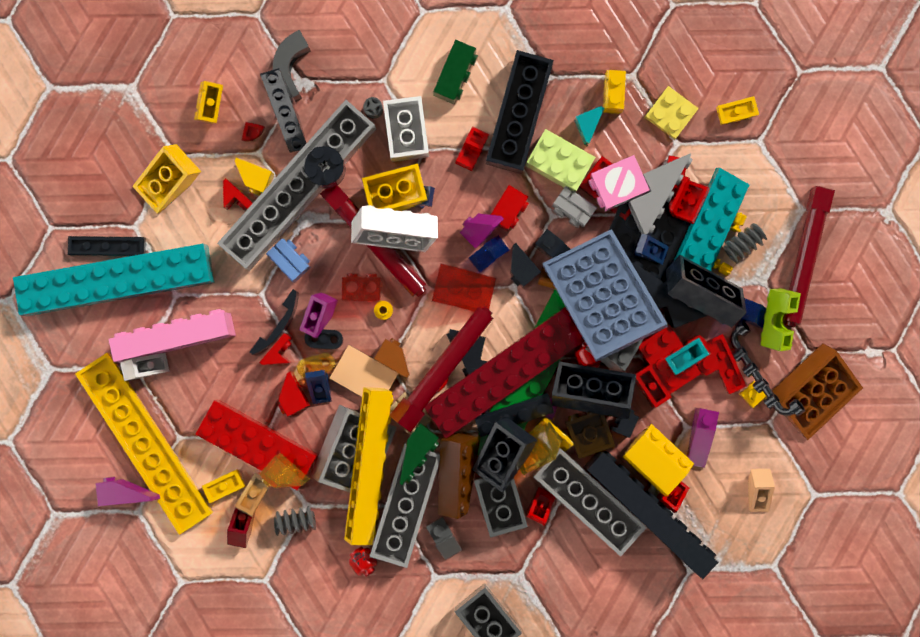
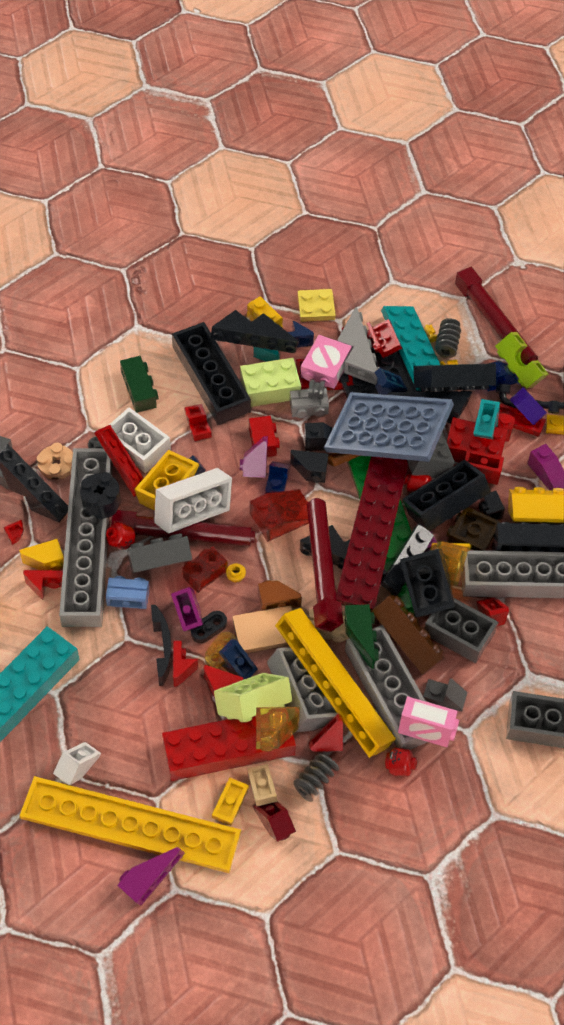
camera: 45 degrees left, 30 degrees down
(173, 336) = (83, 712): bright pink brick -> none
(296, 431) = (243, 697): none -> yellowish green brick
(318, 210) = (120, 536): none -> red head
(325, 84) = (55, 470): none -> light nougat plate
(328, 500) = (329, 737): none -> red slope
(332, 252) = (159, 553): none -> dark grey brick
(375, 138) = (119, 457): none -> red tile
(393, 565) = (428, 722): none -> bright pink brick
(583, 207) = (316, 389): none -> dark grey wheel
(586, 112) = (258, 333): none -> black slope
(626, 136) = (302, 334): none -> dark blue slope
(737, 110) = (359, 272): yellow plate -> none
(740, 364) = (528, 406): none -> dark purple slope

